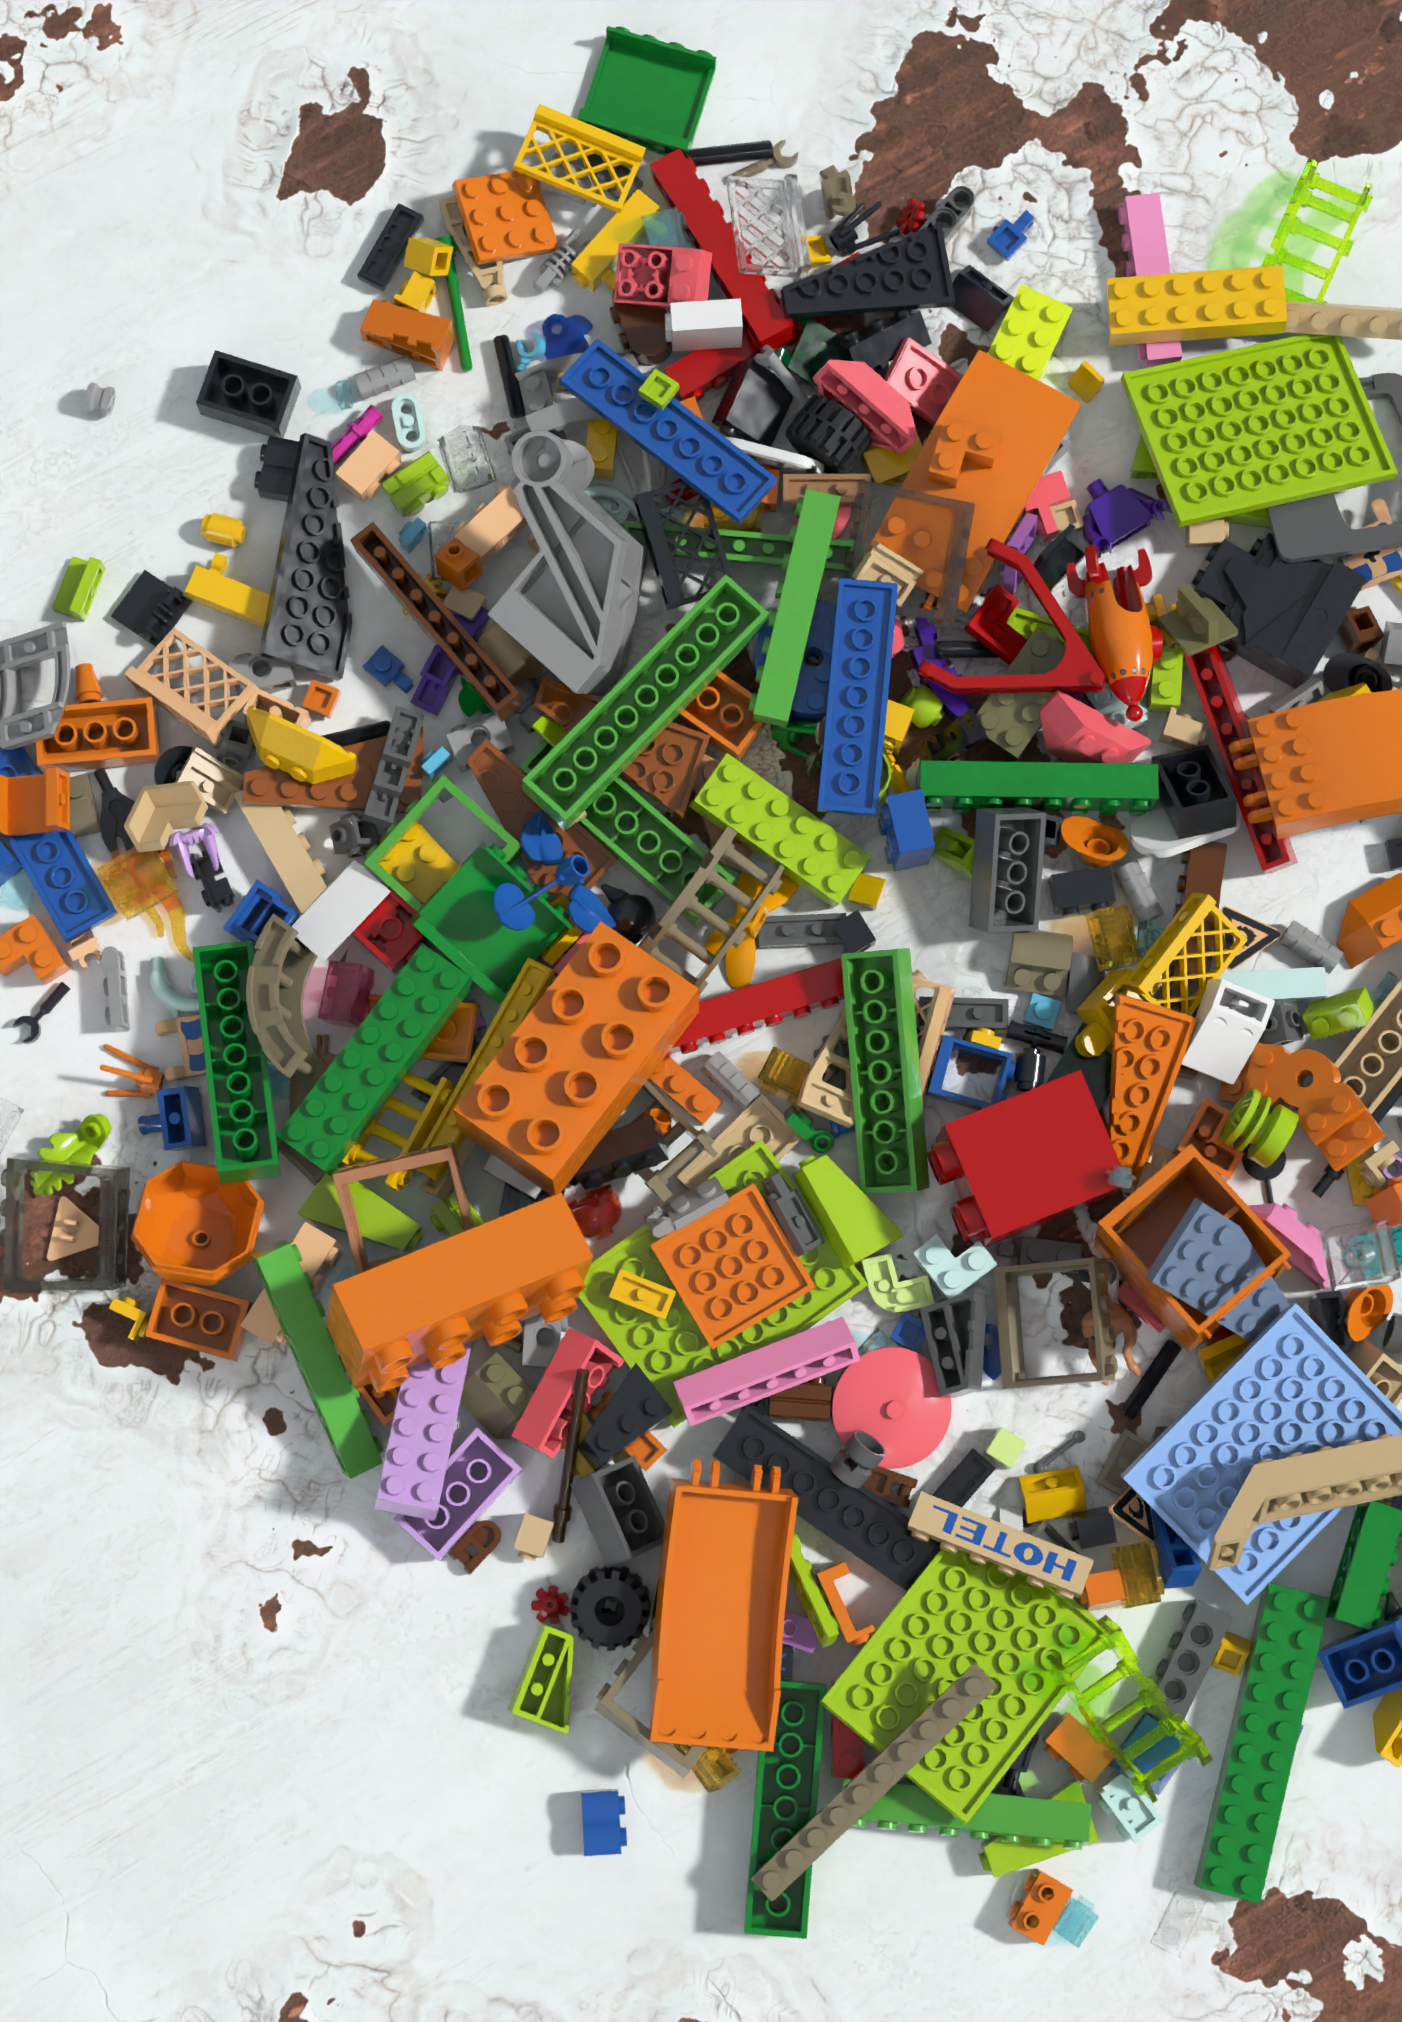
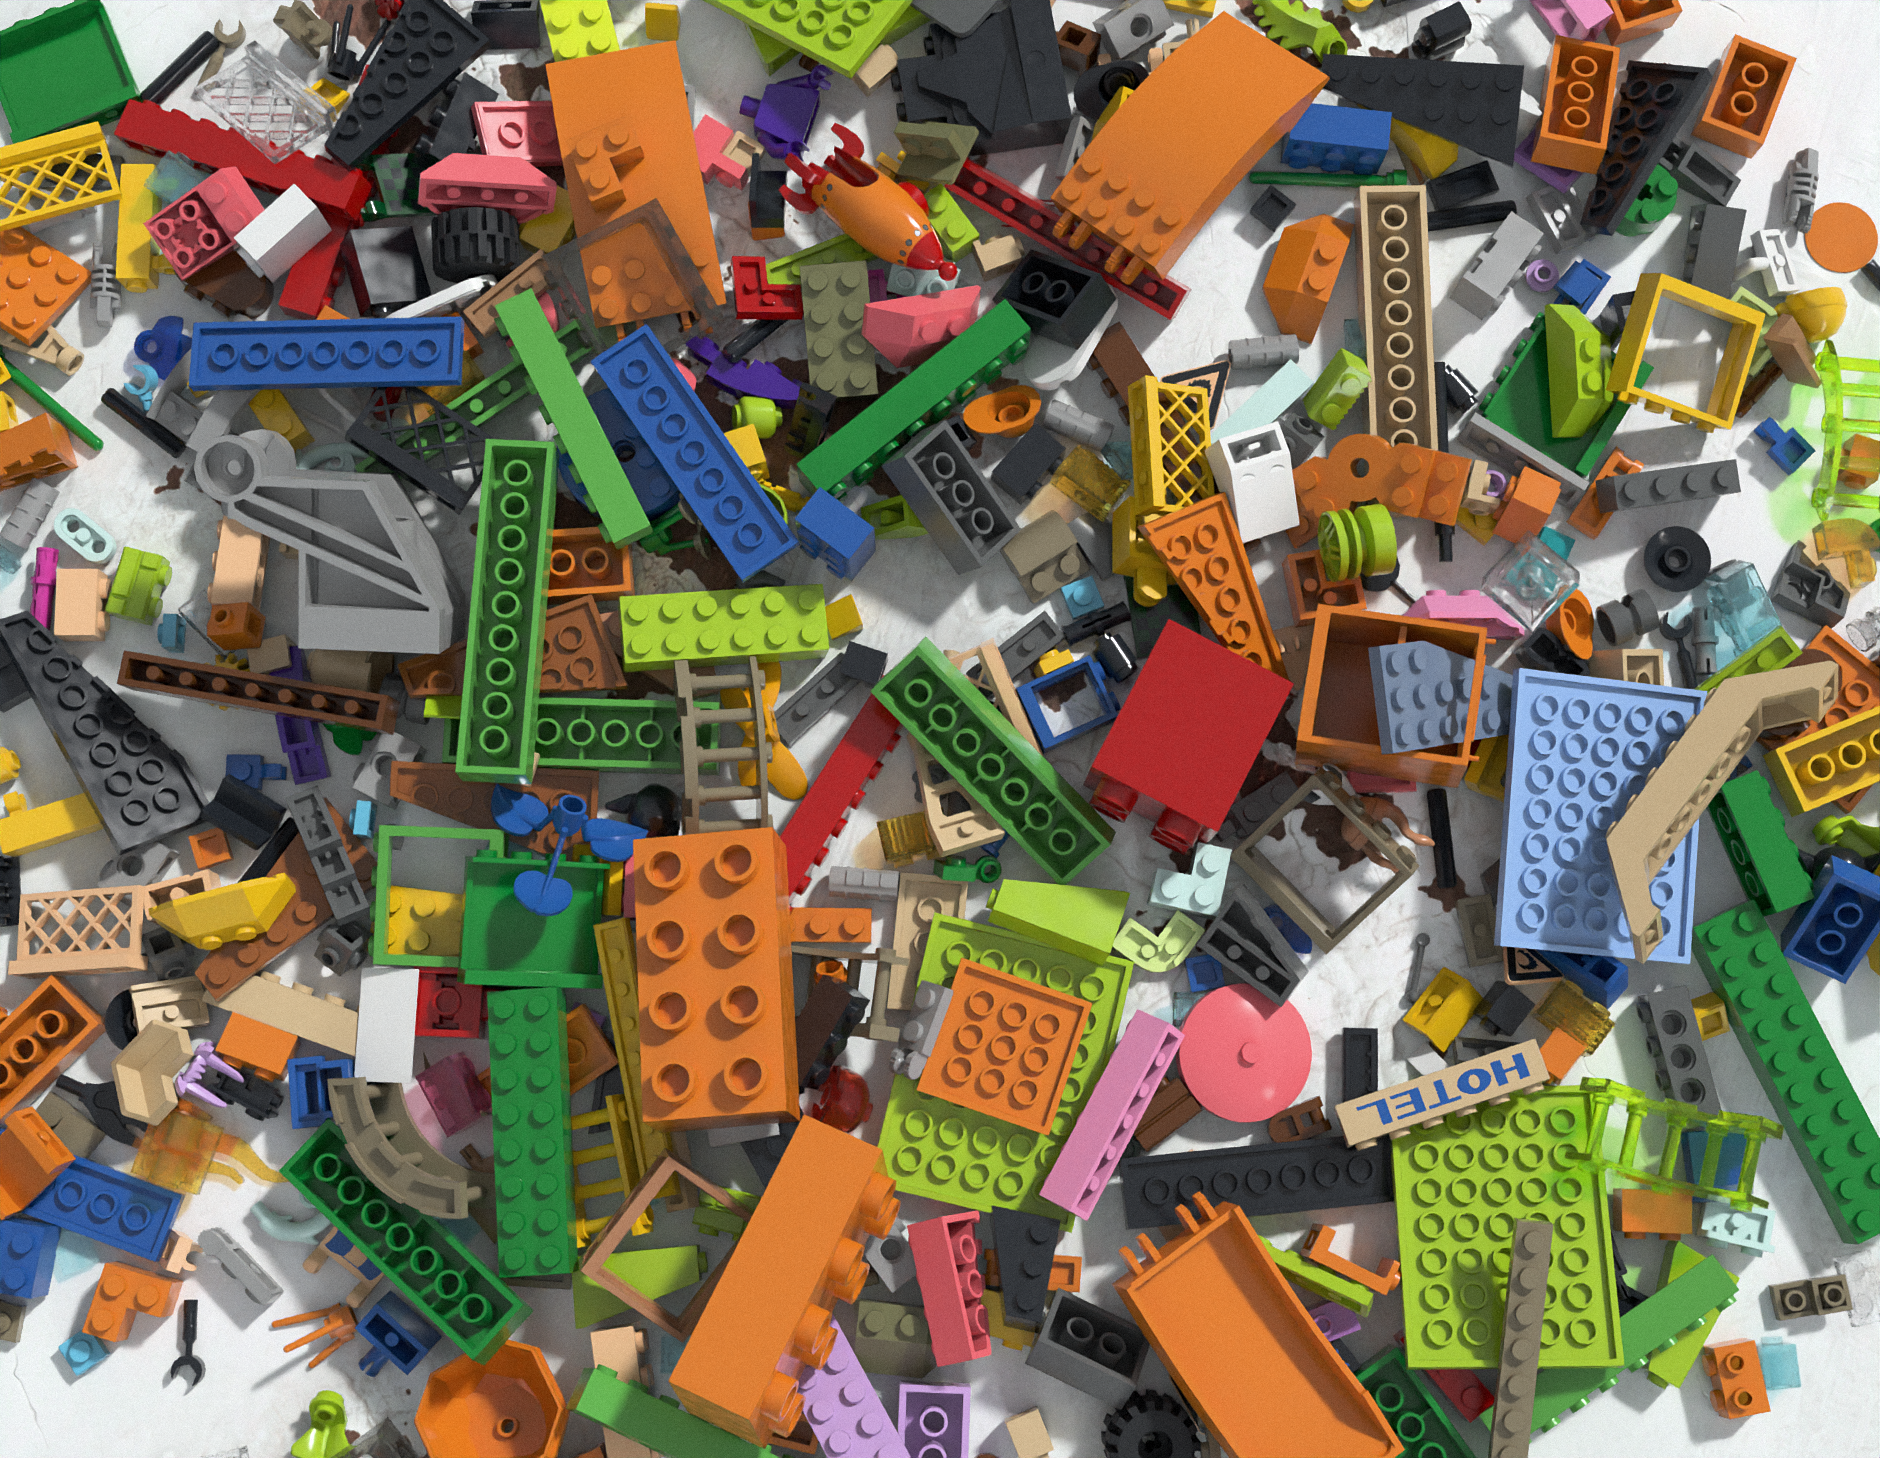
camera: 40 degrees left, 0 degrees up
(243, 856) = (257, 1047): none -> orange brick
(361, 693) = (244, 813): none -> black panel
(466, 458) = (165, 526): clear brick -> none
(563, 1510) = (1035, 1389): dark brown bar -> none
(642, 1294) = (946, 1139): yellow plate -> none
(658, 389) = (287, 322): lime plate -> none
(770, 359) = (366, 217): light grey hinge -> none
(792, 1215) = (1019, 957): dark grey hinge -> none
(833, 819) = (761, 579): none -> dark grey arm
(857, 1459) = (1256, 1123): dark grey wheel -> none
(887, 566) = (624, 316): tan plate -> none
(1004, 1447) = (1370, 1004): yellowish green piece -> none
(1022, 539) = (725, 216): medium lavender plate -> none
(1074, 673) = (868, 277): red piece -> none
(1120, 1176) = (1284, 683): clear light blue plate -> none
(1138, 1898) = (1810, 1297): none -> dark tan slope

